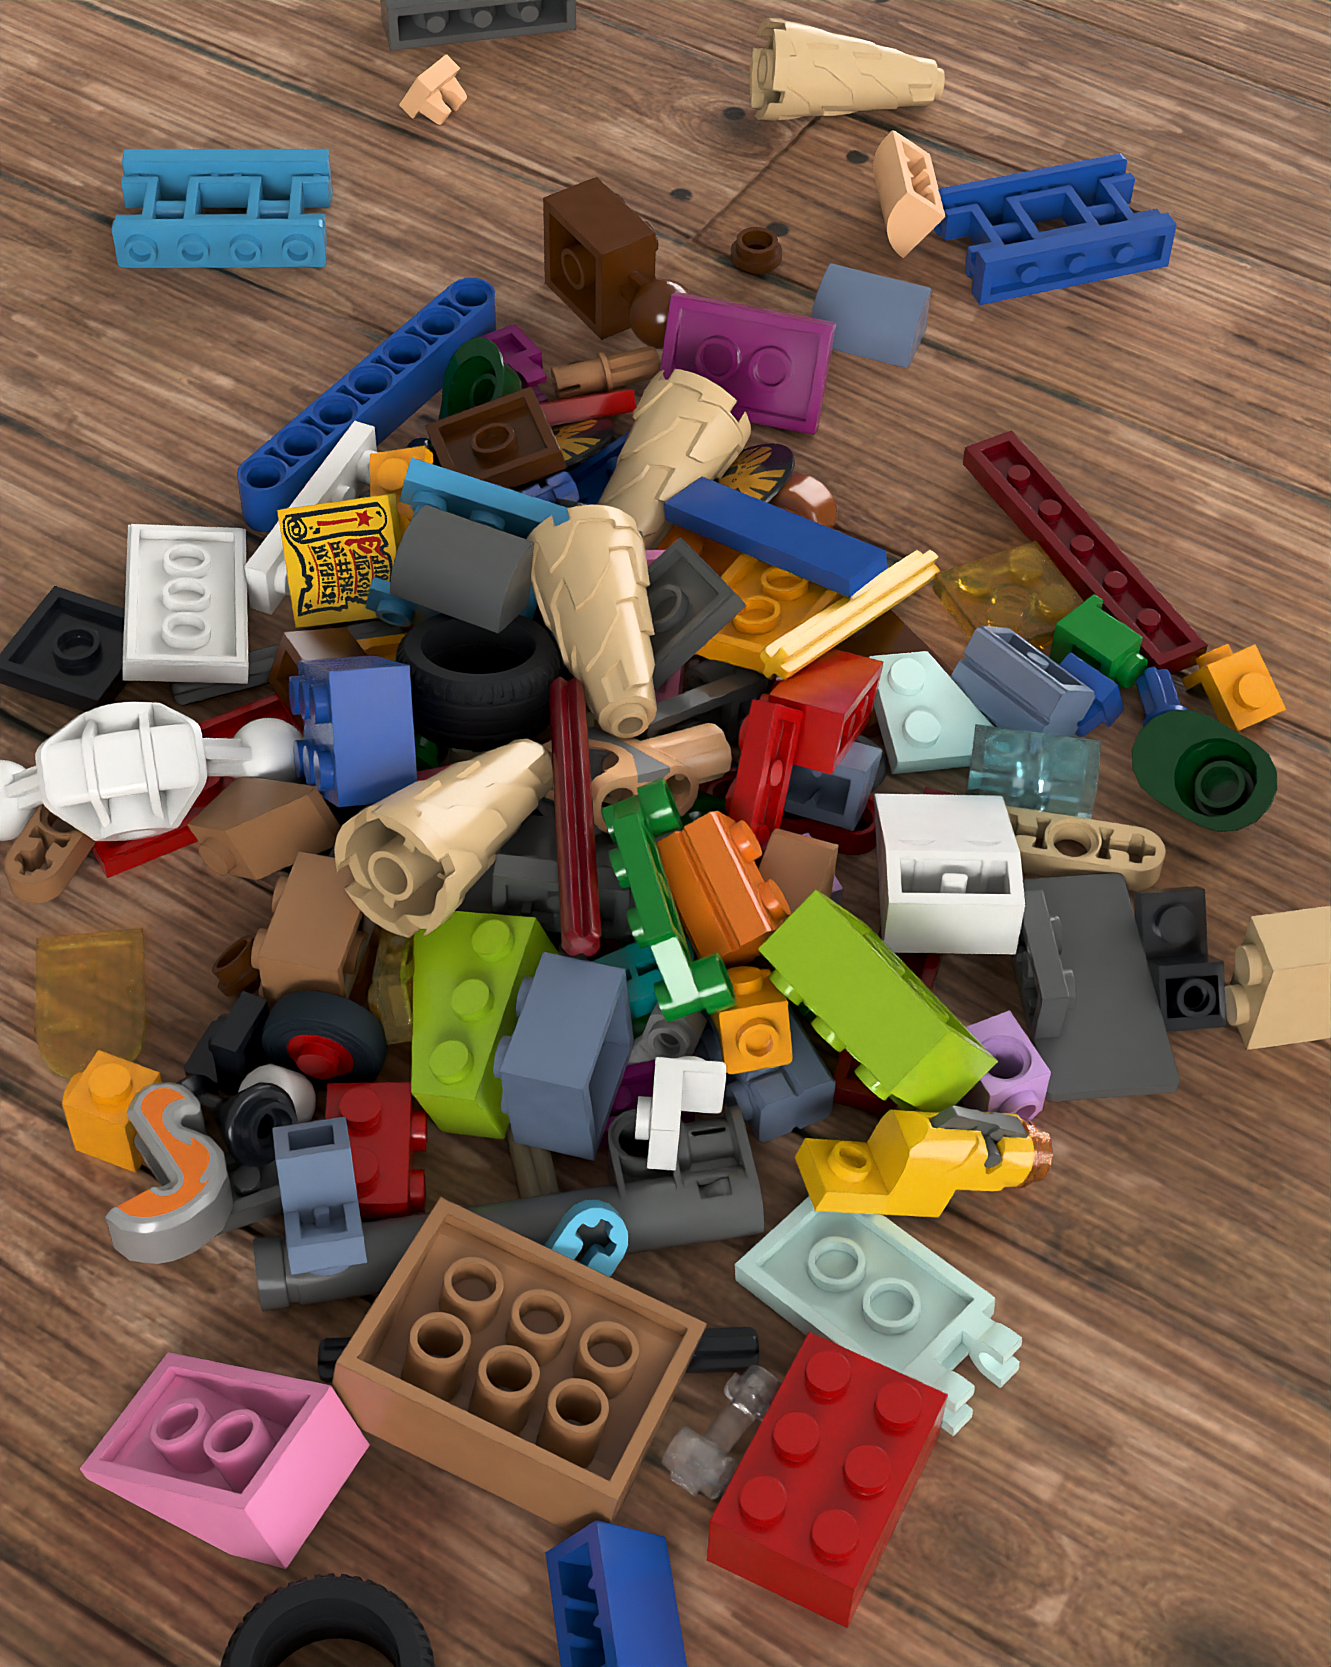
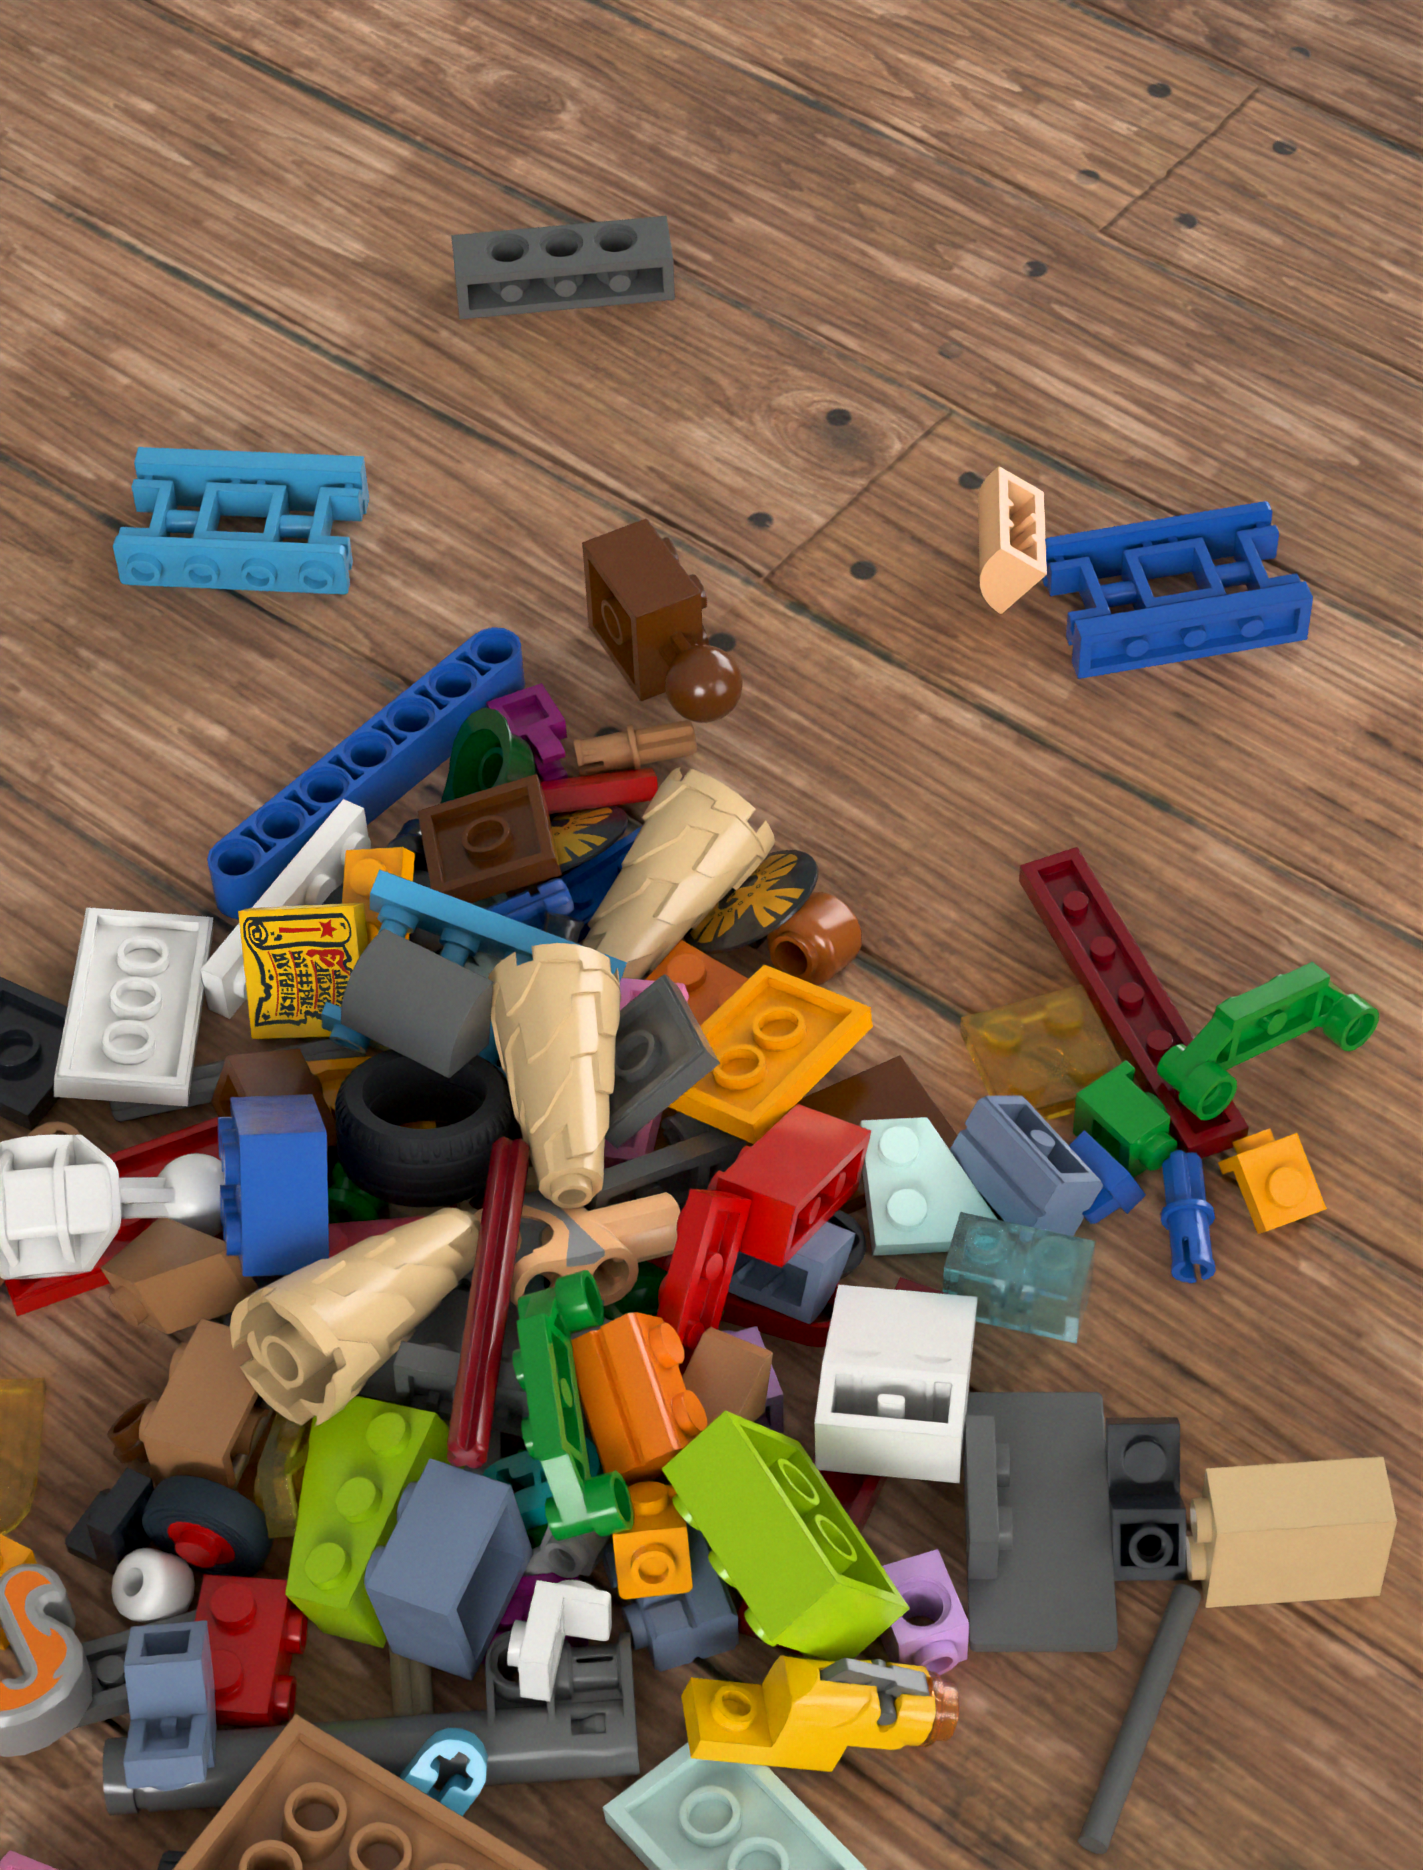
camera: 10 degrees right, 0 degrees up
(245, 1117) = (110, 1604): black piece -> none
(433, 89) = (495, 375): light nougat tile -> none
(756, 251) = (830, 601): reddish brown plate -> none
(758, 355) = (789, 748): magenta plate -> none
(776, 536) = (776, 973): blue tile -> none
(834, 74) = (955, 381): tan cone -> none
(848, 615) = (842, 1072): yellow axle -> none
(873, 314) = (943, 692): sand blue brick -> none
(1093, 834) = (1036, 1333): tan beam -> none
(1201, 558) = (1256, 1023): none -> green plate
(1204, 770) = (1208, 1282): dark green piece -> none
(1210, 1150) = (1139, 1720): none -> dark grey bar

